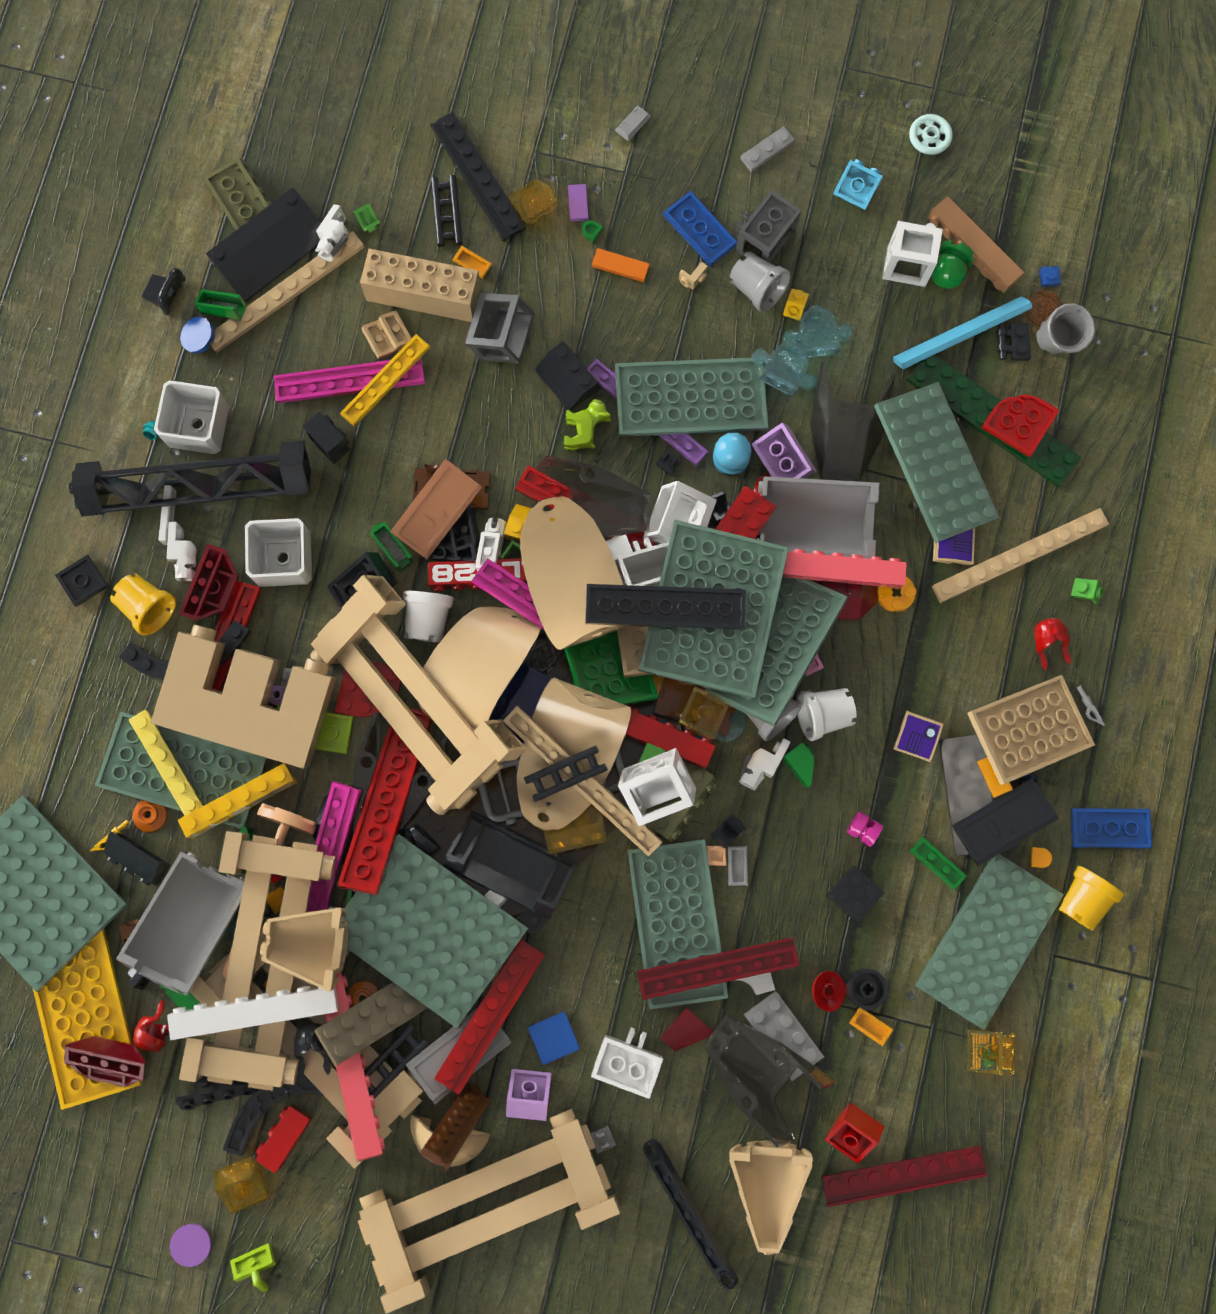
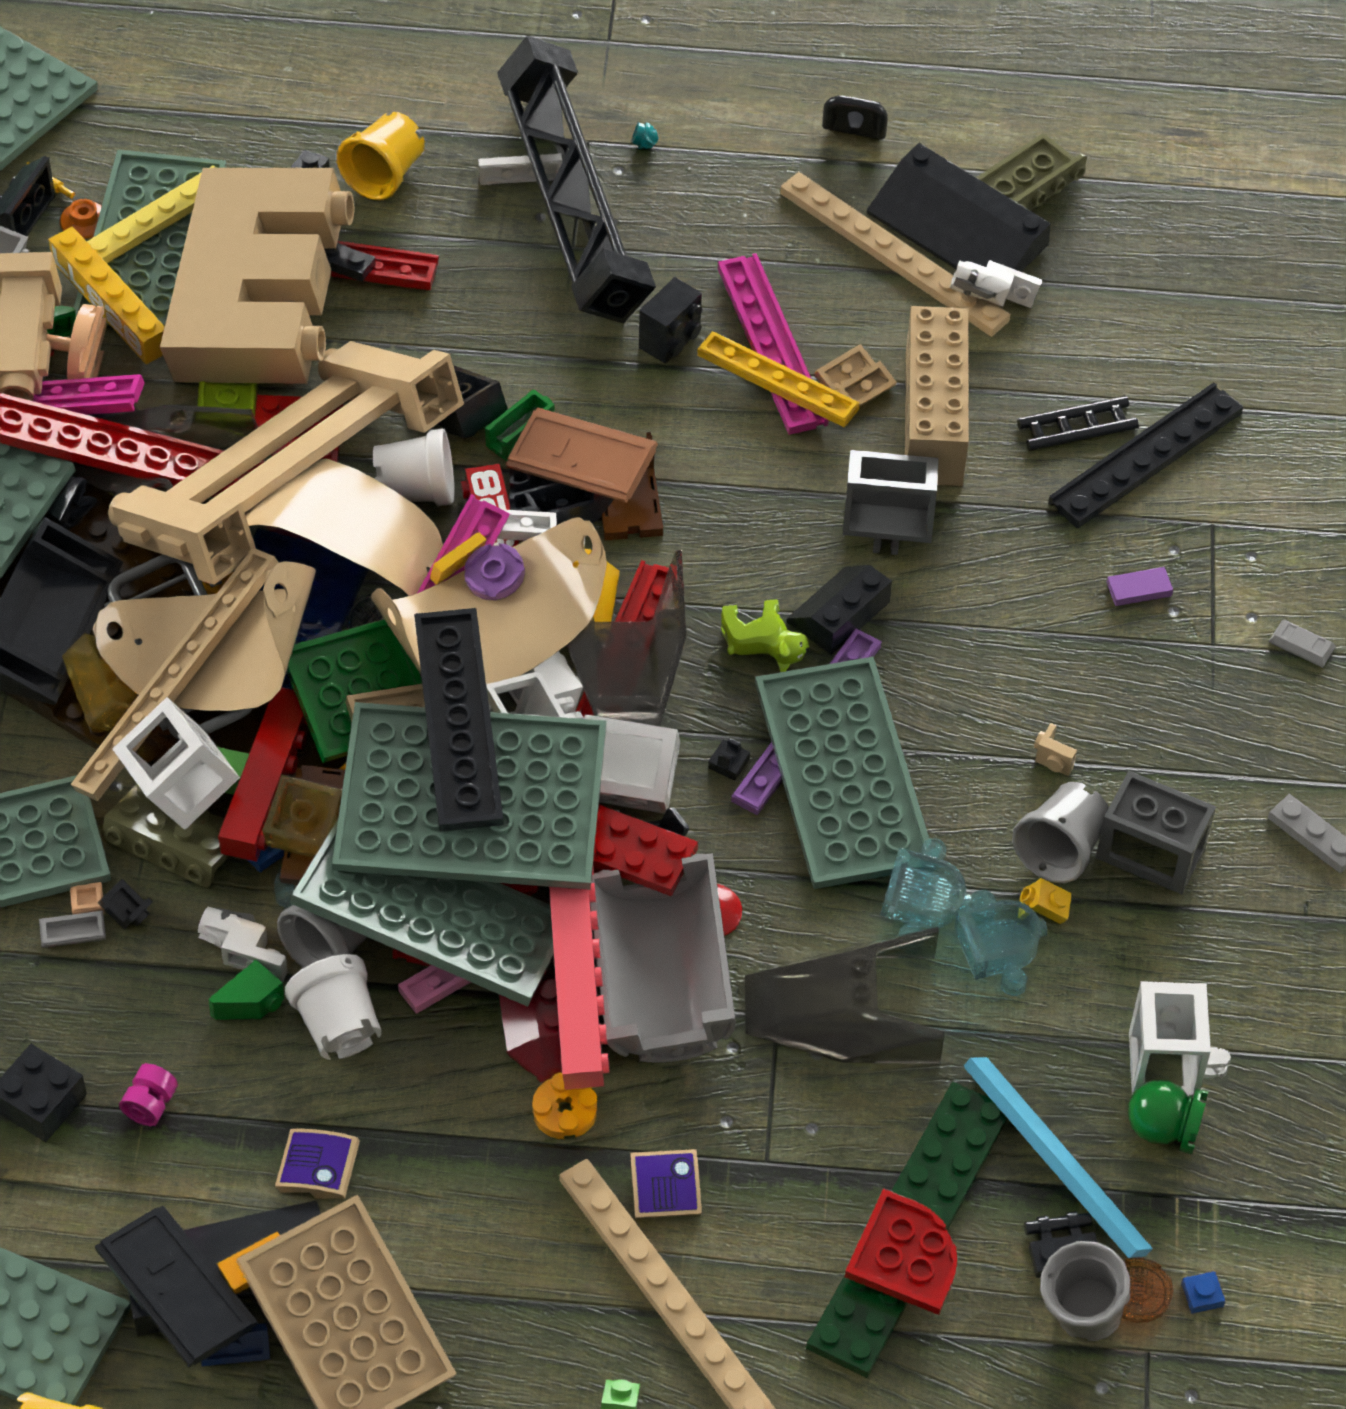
camera: 80 degrees right, 25 degrees down
(82, 580) = (409, 94): black plate -> none
(181, 553) = (467, 190): white plate -> none
(184, 405) = (664, 161): white plate -> none
(197, 335) = (798, 161): tile -> none
(210, 585) = (420, 222): dark red wedge -> none
(220, 304) = (849, 176): green window -> none
(267, 541) = (480, 283): white plate -> none
(366, 218) = (1034, 326): bright green bracket -> none
(470, 260) = (1000, 465): light orange tile -> none
(524, 594) = (456, 558): none -> yellow tile
(533, 201) = (1121, 524): clear yellow slope -> none
(539, 572) = (494, 571): none -> medium lavender tile
(562, 785) = (185, 625): black bar -> none
(591, 230) = (1097, 610): green tile -> none
(620, 265) = (1048, 655): orange tile -> none
(700, 228) = (1147, 747): blue tile -> none
(732, 454) = (756, 834): medium azure tile -> none
(783, 454) = (769, 909): lavender slope -> none
(858, 184) = (1287, 966): medium azure plate -> none
(936, 462) = (802, 1128): sand green plate -> none
(938, 863) = (102, 1219): green tile -> none
(988, 256) = (1225, 1160): medium nougat brick -> none
(1040, 857) = (126, 1376): light orange tile -> none
(1046, 634) = (530, 1349): red hair -> none

